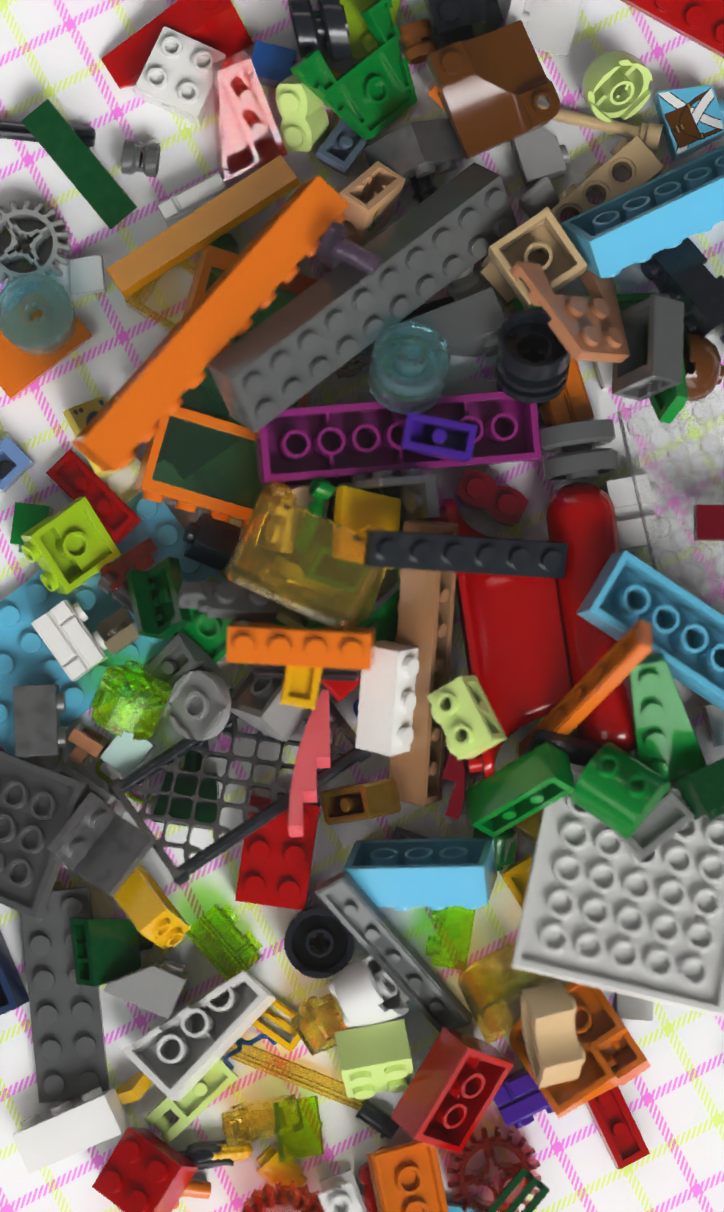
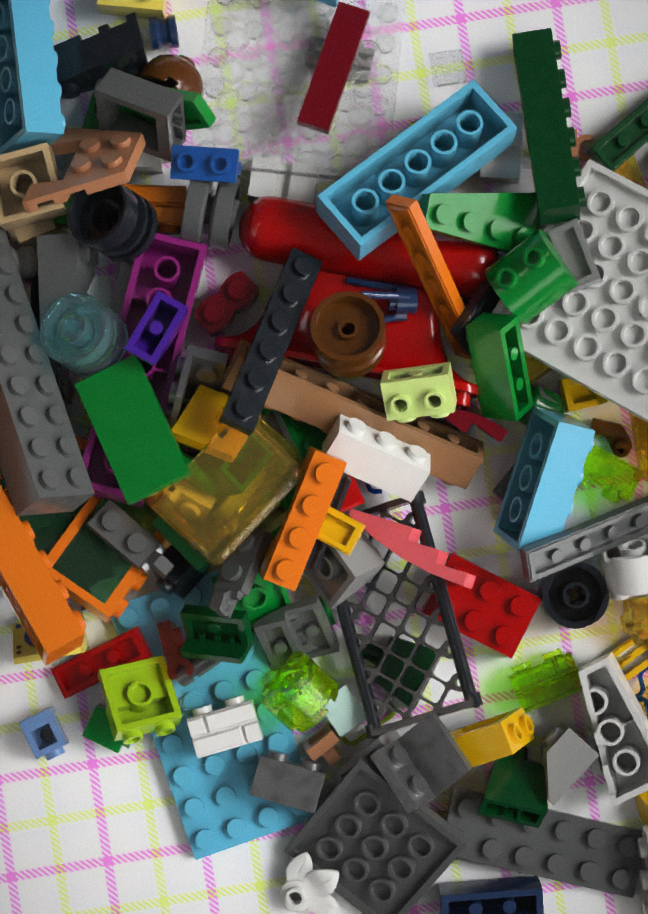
camera: 70 degrees left, 0 degrees up
(118, 630) = (231, 680): dark tan bracket -> none
(199, 705) = (324, 630): light grey tile -> none
(223, 482) = (130, 540): none -> dark grey hinge
(234, 534) = (181, 546): none -> dark green tile
(331, 448) = (132, 429): none -> green tile
(360, 801) = (460, 514): pearl gold brick -> none
(493, 930) = (615, 436): none -> reddish brown arm
(495, 610) = (348, 334): none -> reddish brown wheel
(552, 668) = (399, 297): none -> dark blue plant
(620, 428) = (205, 164): none -> blue hinge

